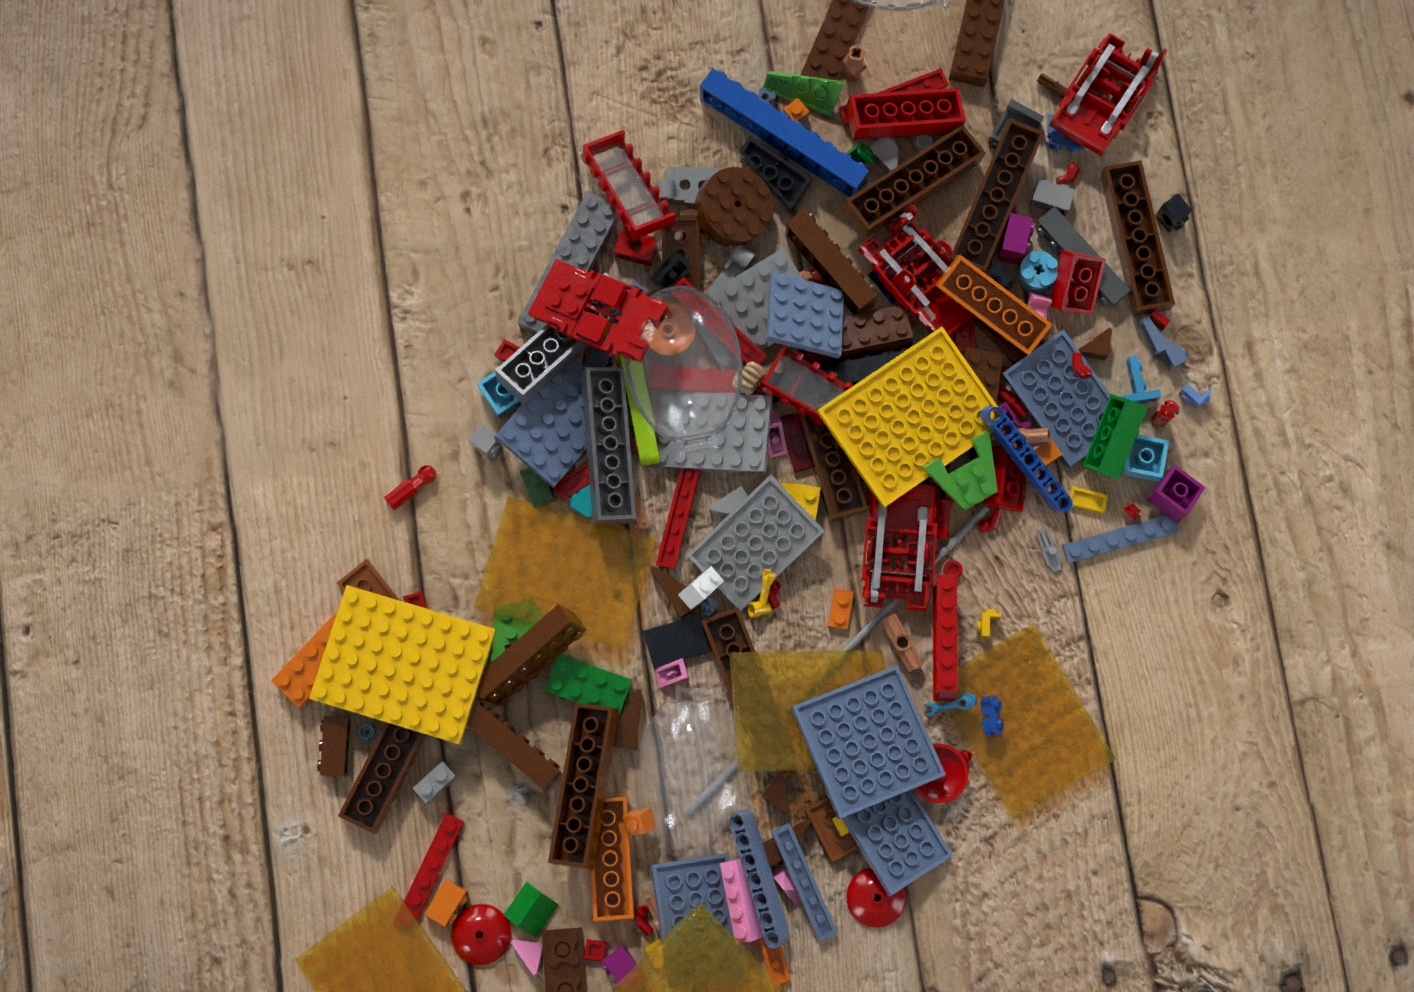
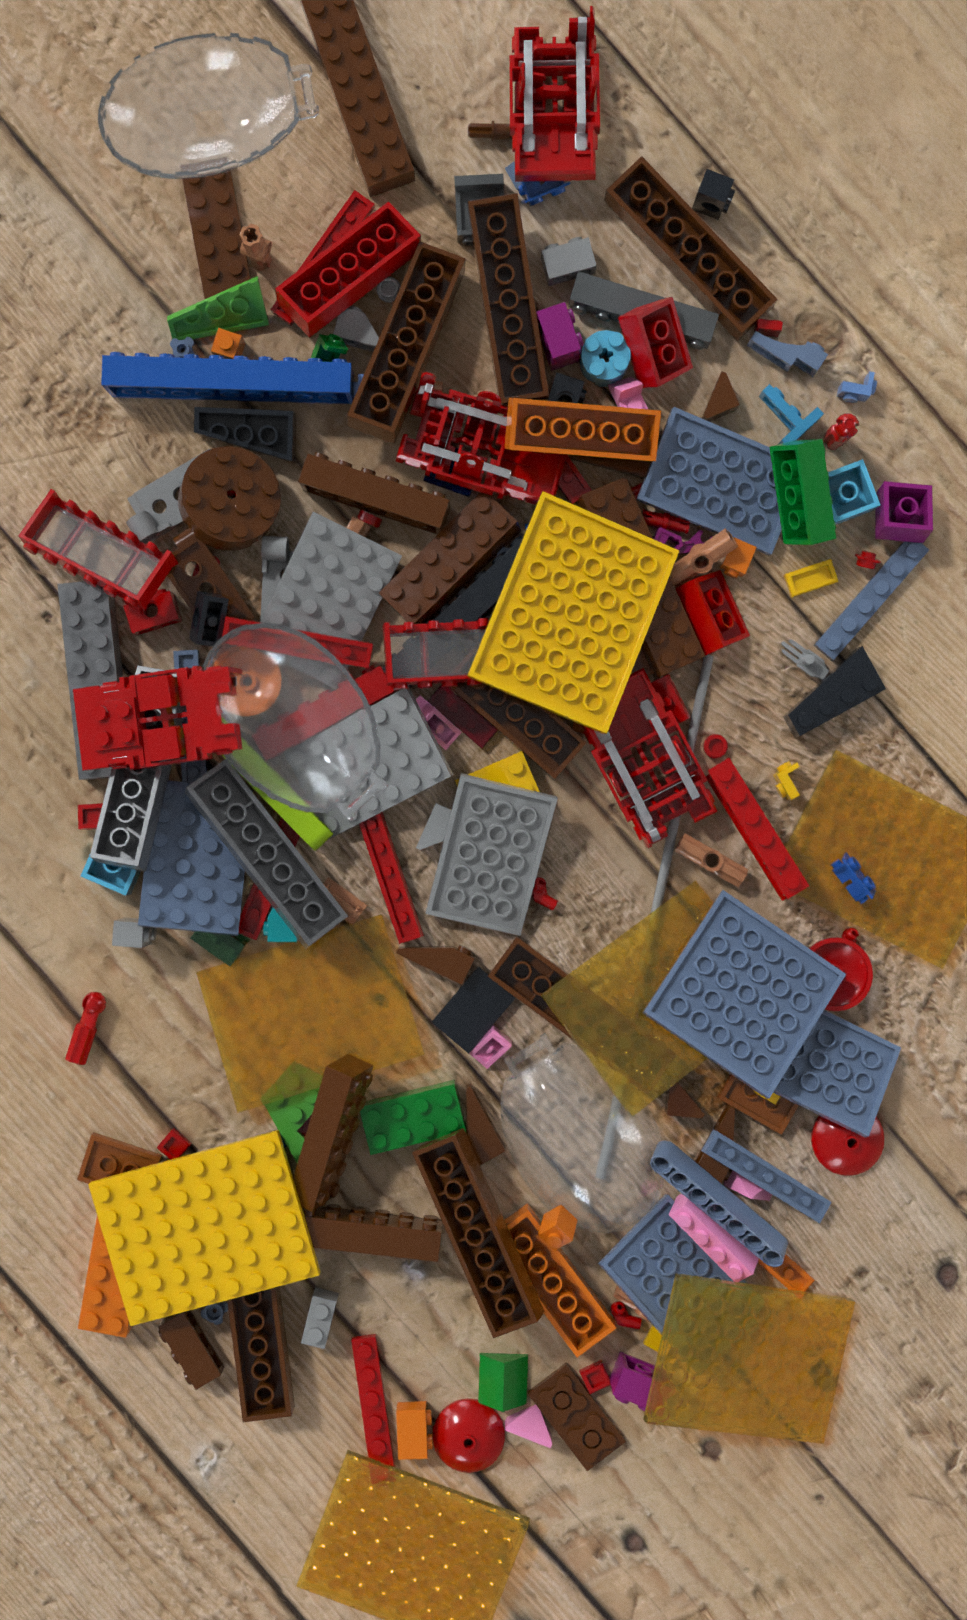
camera: 35 degrees left, 10 degrees up
(701, 587) = (464, 942): white brick -> none
(709, 606) = (485, 951): sand blue plate -> none
(751, 377) = (371, 680): tan gear -> none
(759, 608) = (541, 916): yellow brick -> none
(805, 315) = (385, 574): sand blue plate -> none
(840, 609) = (623, 864): orange plate -> none
(970, 699) = (818, 883): dark azure brick -> none
(971, 481) = (680, 642): bright green wing -> none
(990, 523) = (725, 668): red arm -> none
(1018, 456) = (713, 579): blue beam -> none
(1059, 585) = (841, 690): none -> black wedge
(1071, 175) = (573, 223): red arm -> none
(1078, 367) = (717, 439): red arm -> none

